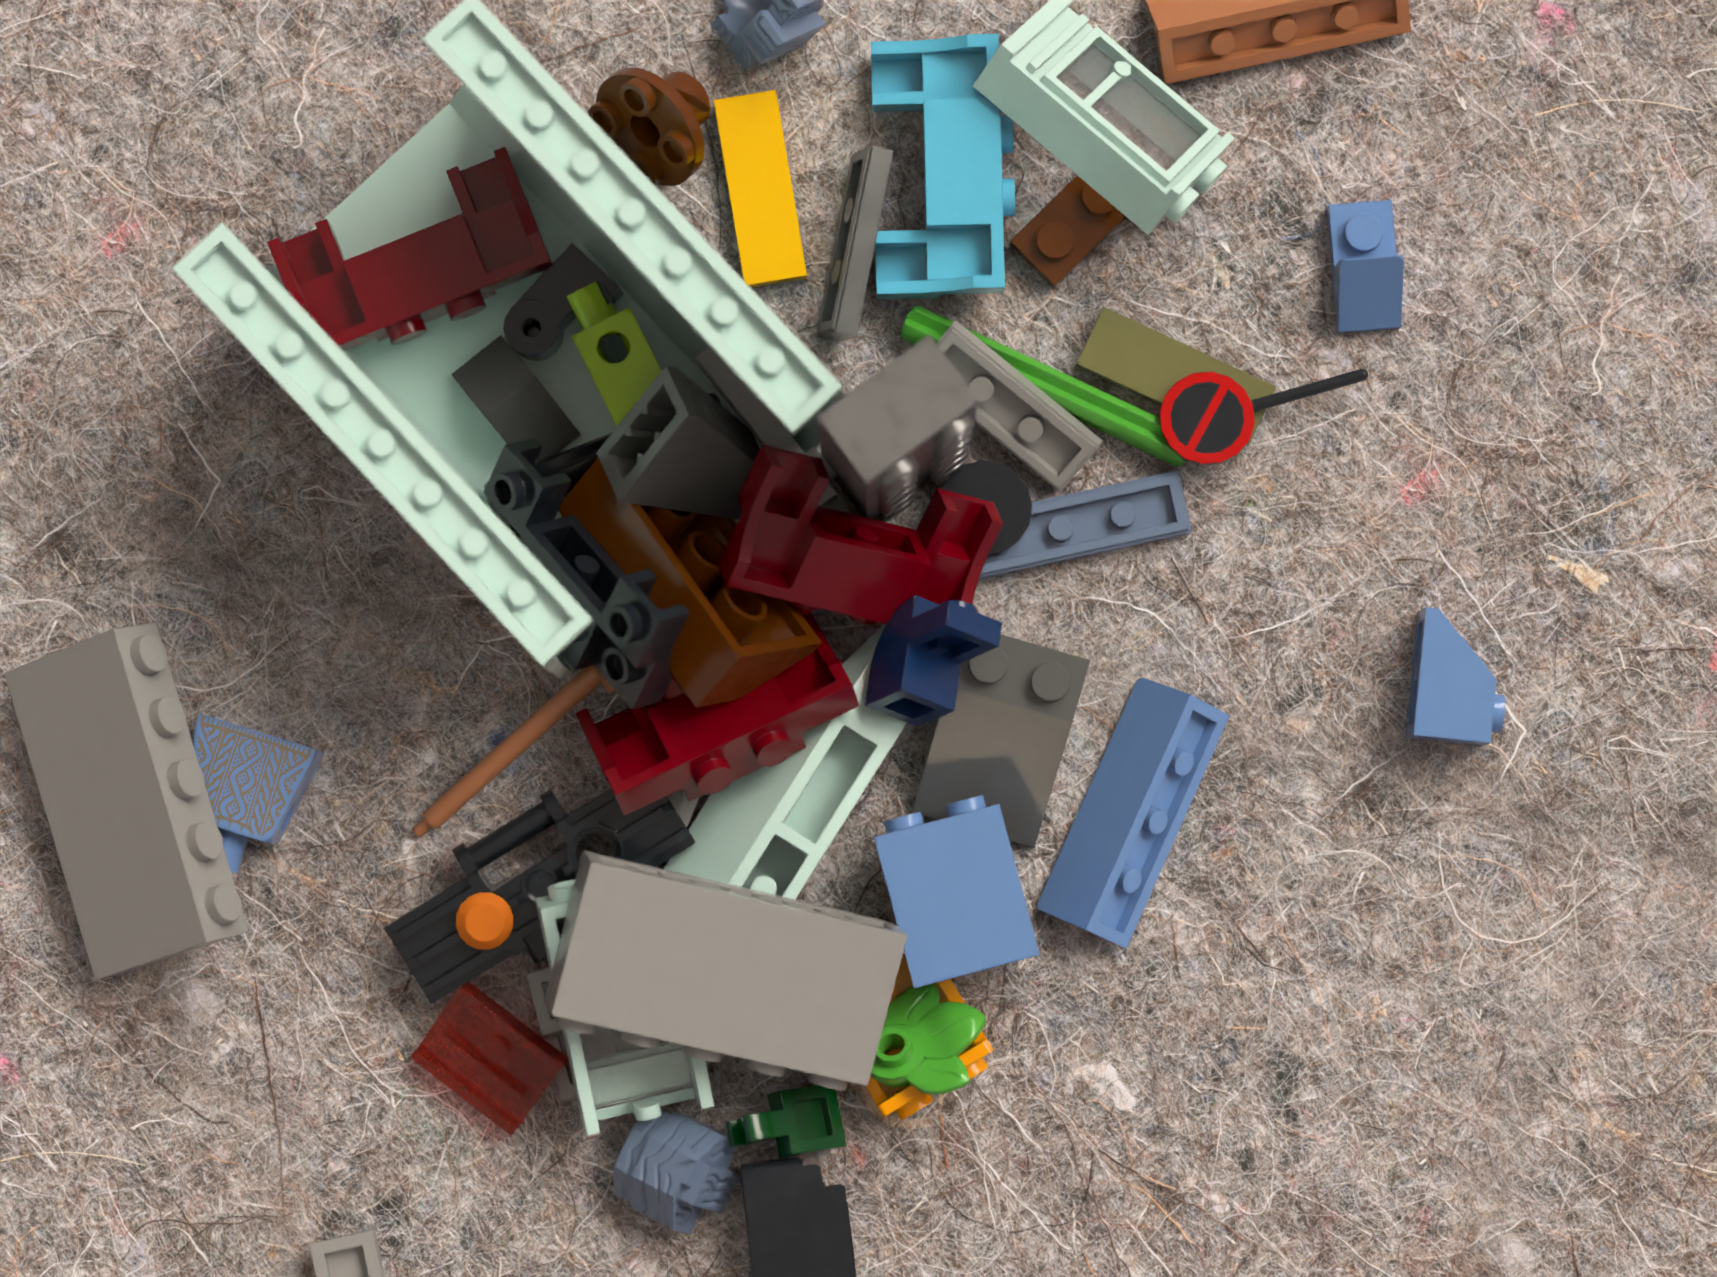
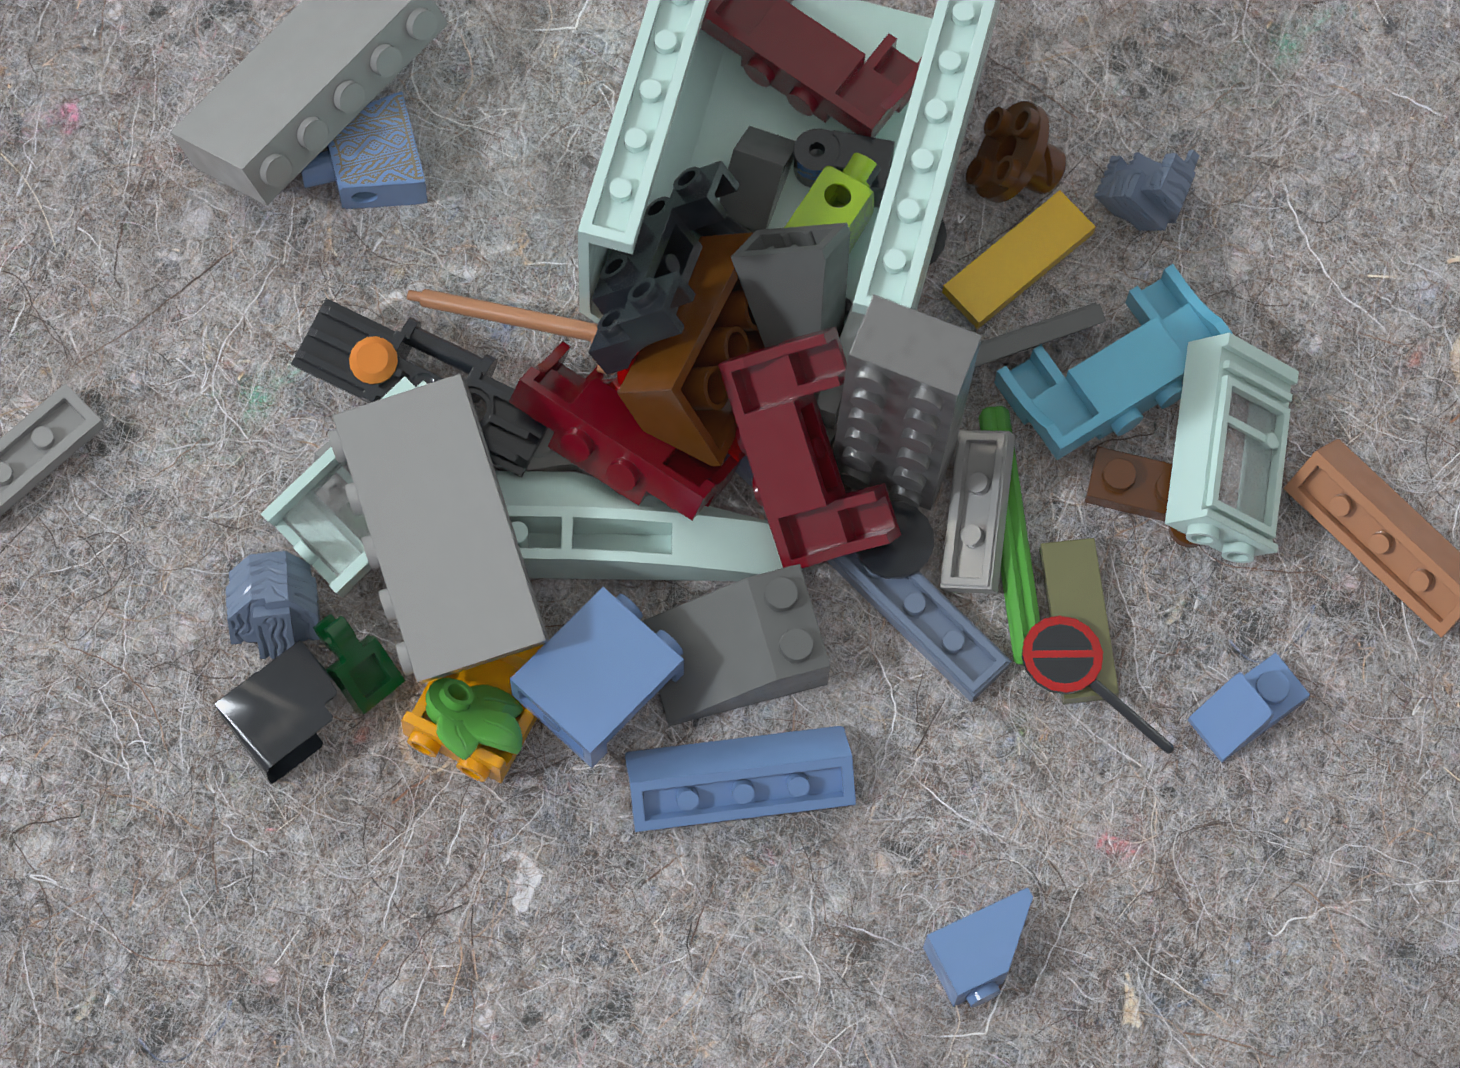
camera: 50 degrees right, 15 degrees down
(489, 1057) = (275, 429): clear red plate -> none
(922, 655) = (756, 543): dark blue brick -> none

